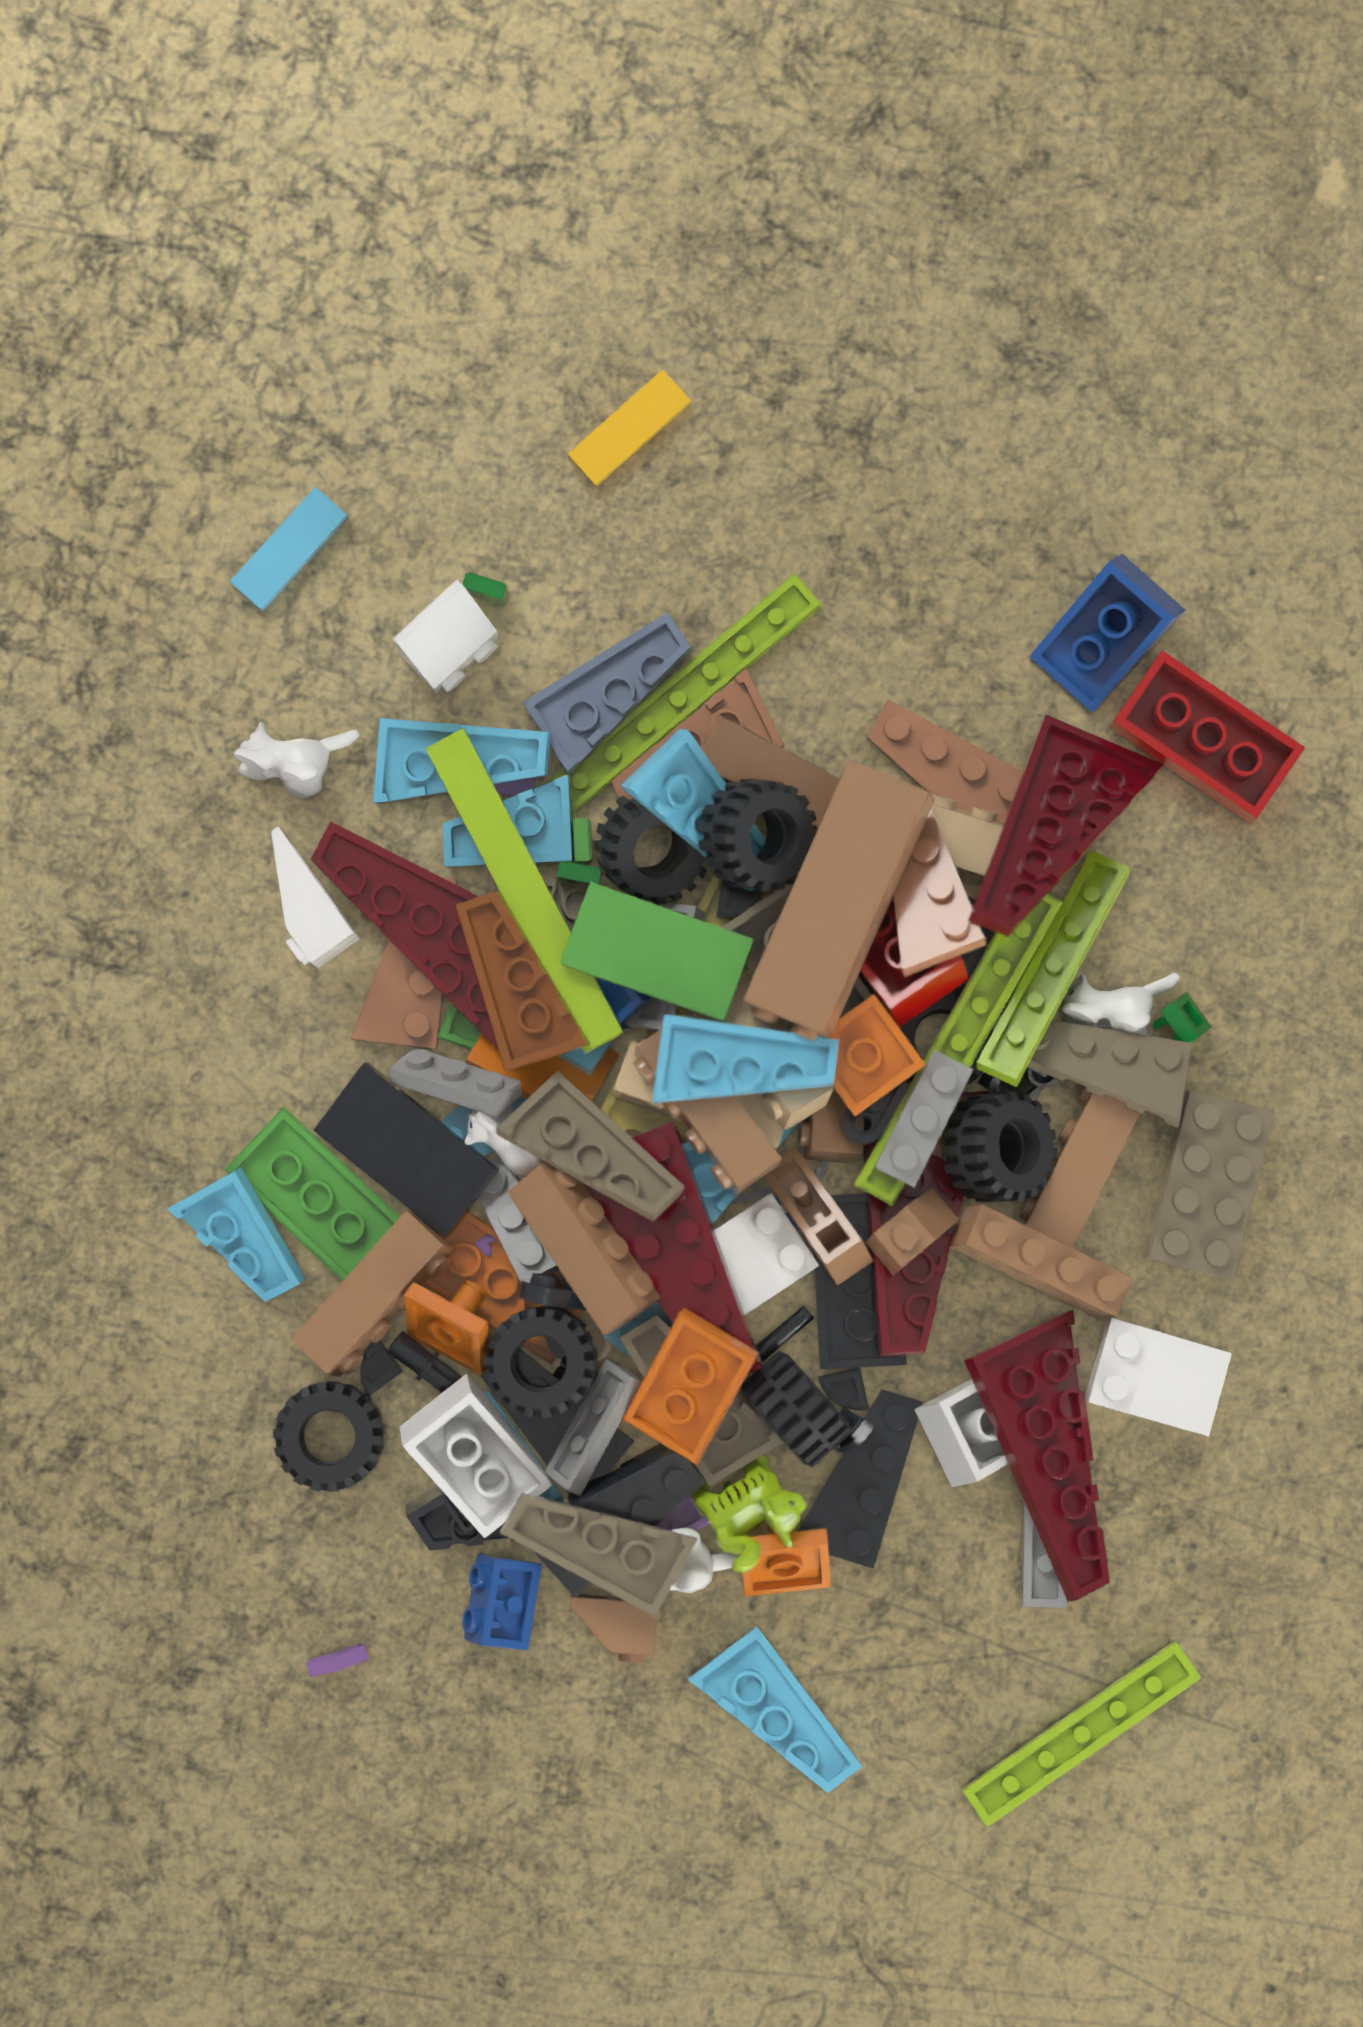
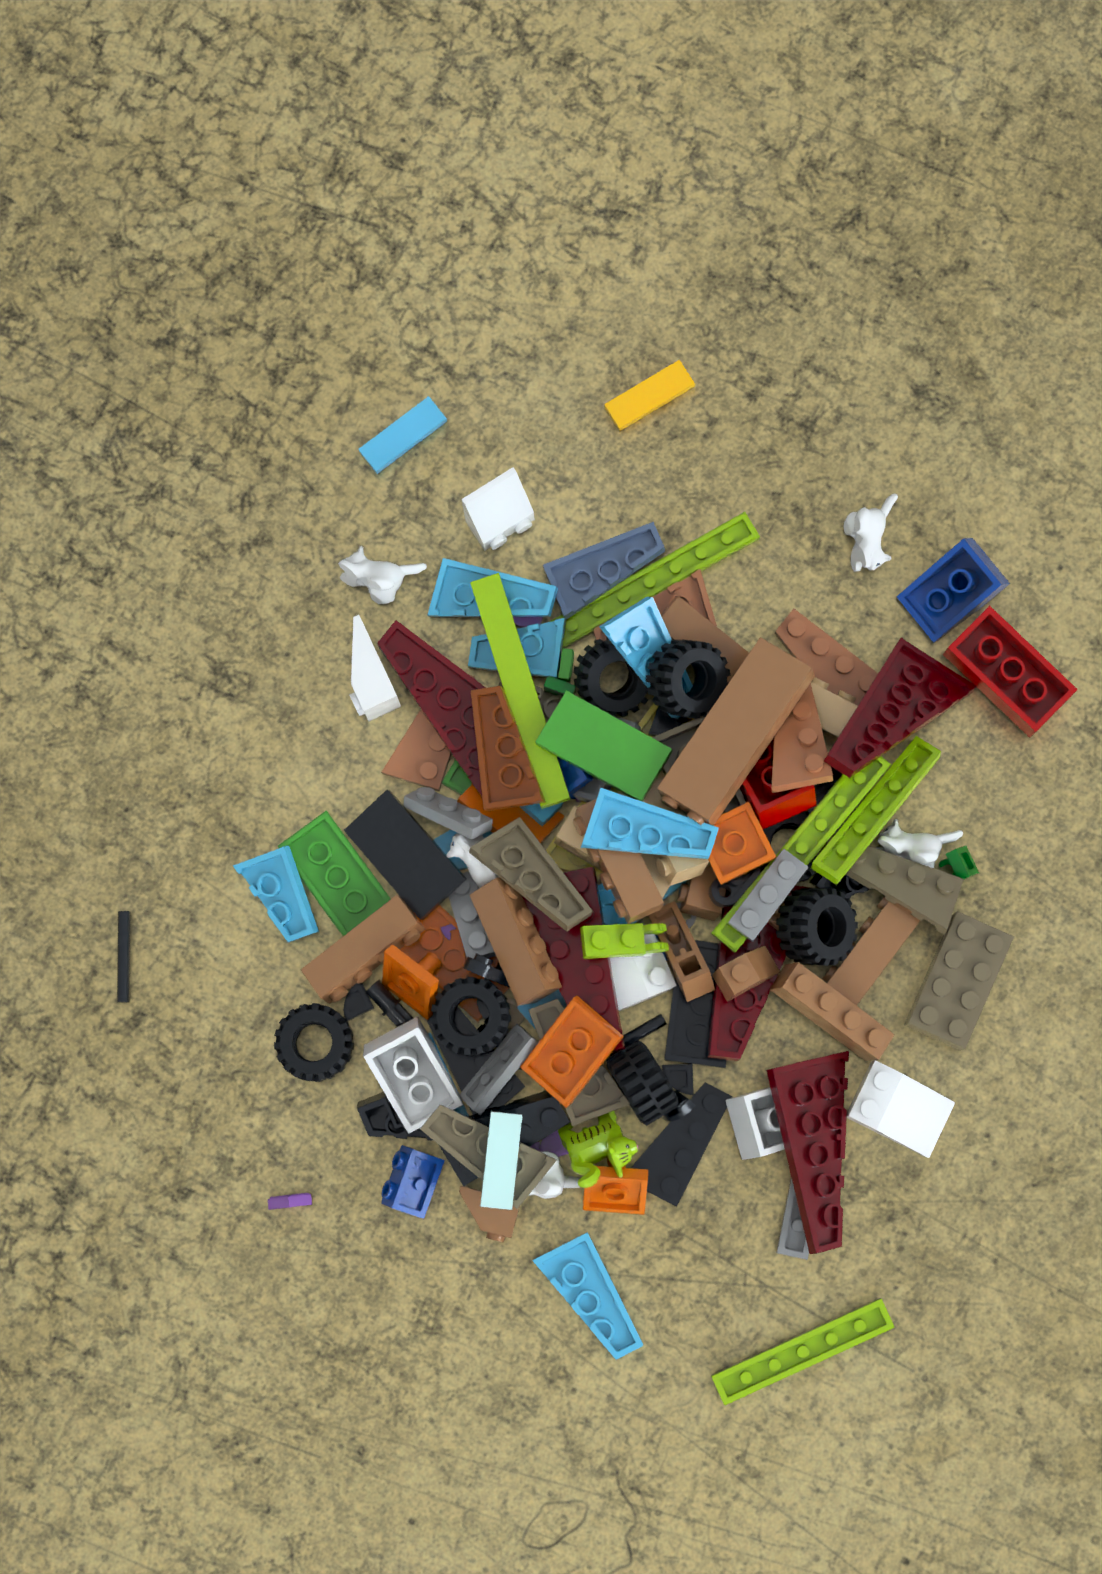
camera: 15 degrees right, 5 degrees down
(38, 1364) = (123, 960): none -> black bar
(485, 588) = (532, 484): green tile -> none
(621, 1555) = (501, 1160): none -> light aqua tile
(729, 1219) = (620, 940): none -> lime hinge
(972, 570) = (867, 529): none -> white animal

